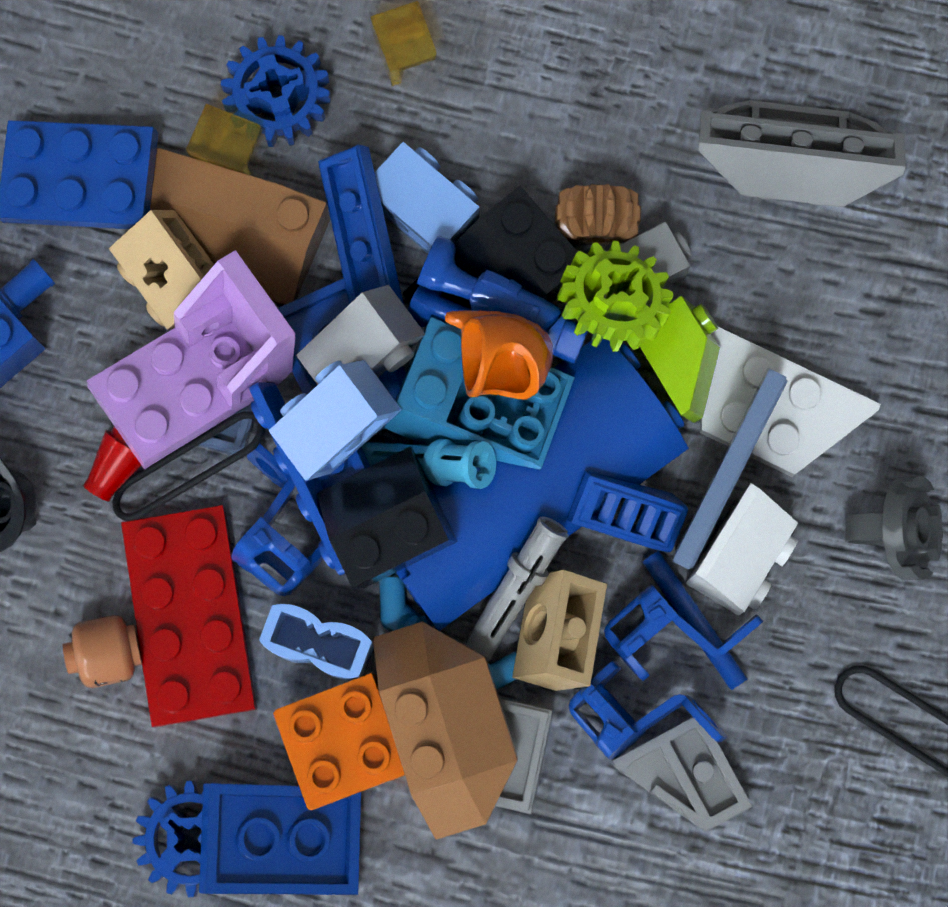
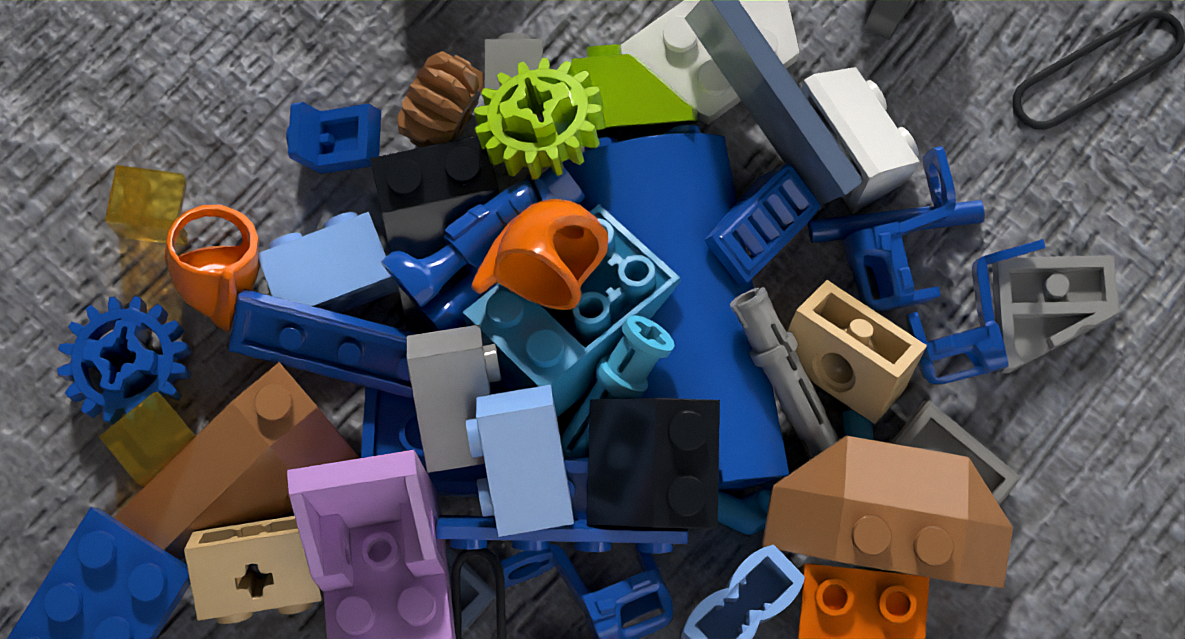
camera: 65 degrees left, 5 degrees down
(375, 118) = (214, 274): none -> orange piece
(530, 149) = (334, 137): none -> blue bracket

